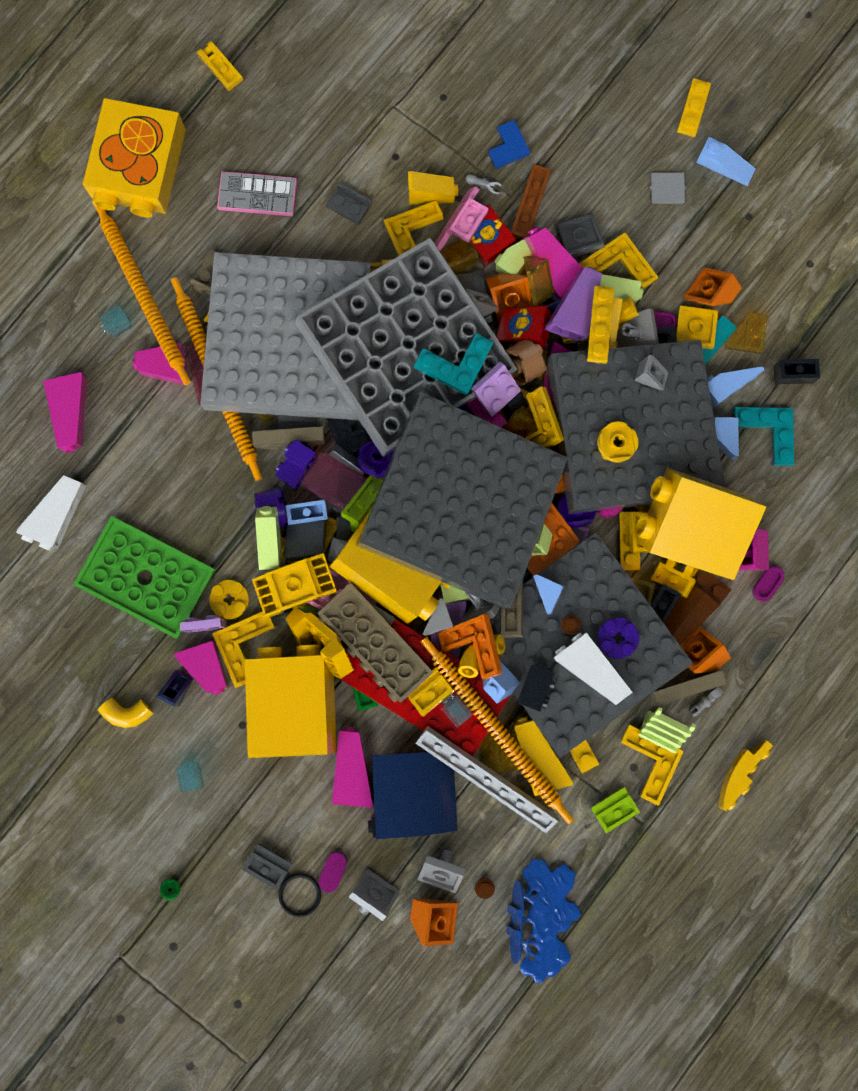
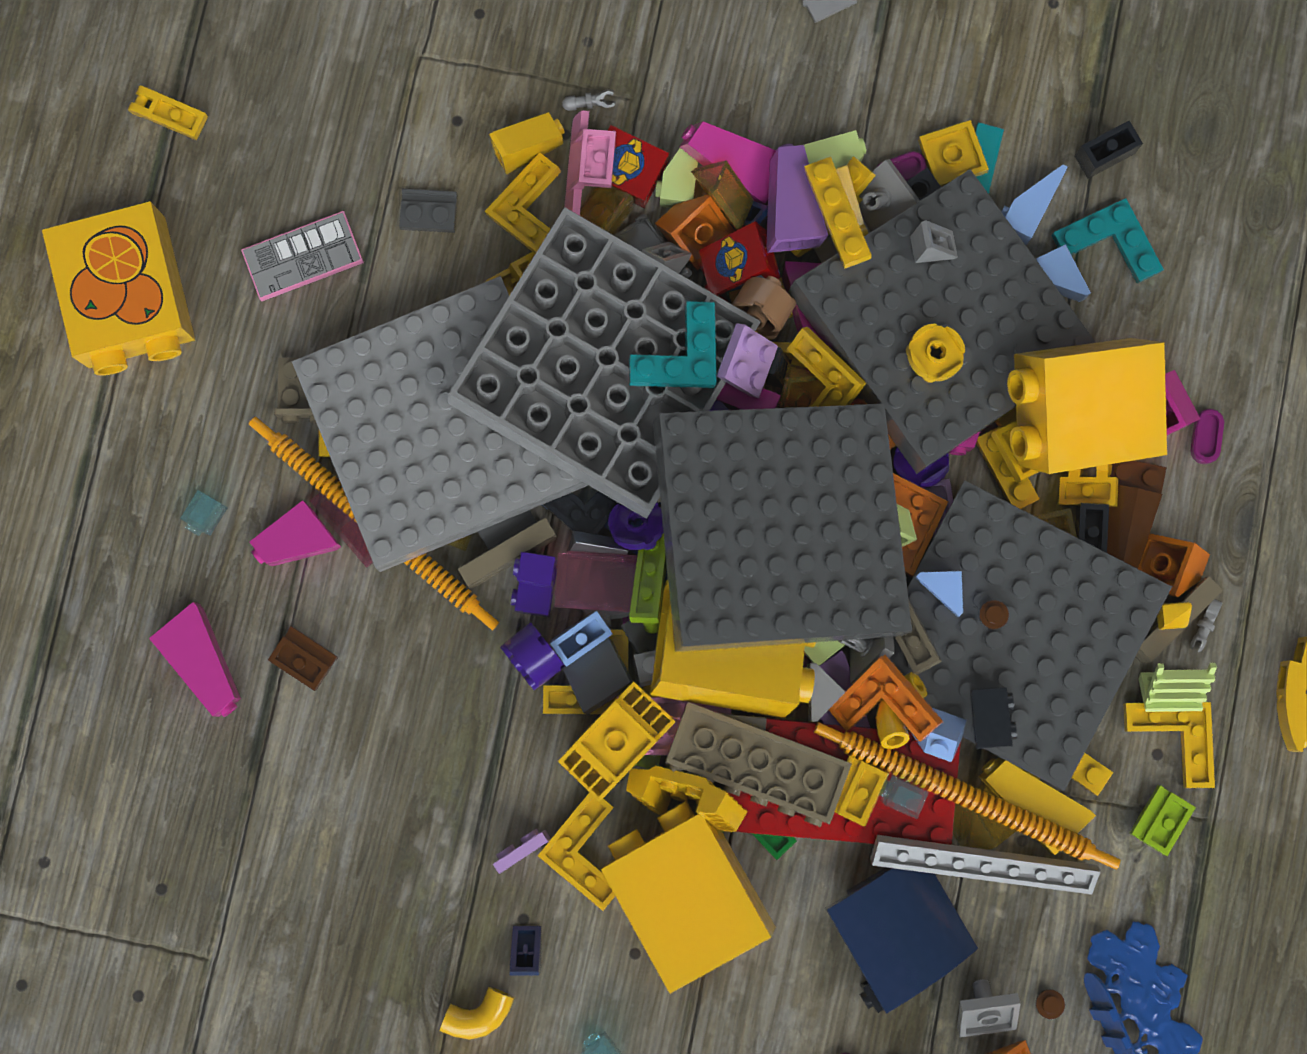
camera: 25 degrees left, 0 degrees up
(53, 514) = (250, 808): white slope -> none
(114, 570) = (366, 835): bright green plate -> none
(131, 440) = (303, 658): none -> reddish brown plate
(143, 295) = (222, 461): light orange hose -> none
(205, 666) = (550, 903): dark pink slope -> none
(220, 592) = (520, 797): yellow plate -> none
(268, 538) = (551, 697): yellowish green slope -> none
(351, 773) = (809, 948): dark pink slope -> none
(513, 147) = (603, 34): blue tile -> none
(531, 201) = (662, 95): dark orange plate -> none
(580, 235) = (747, 108): dark grey tile -> none
(593, 668) = (1048, 655): white slope -> none
(611, 628) = (1078, 608): dark purple plate -> none
(624, 250) = (813, 100): yellow plate -> none
(686, 683) = (1174, 615): none -> yellow slope
(713, 288) = (949, 94): orange slope -> none
(749, 335) = (1024, 131): clear yellow wing -> none

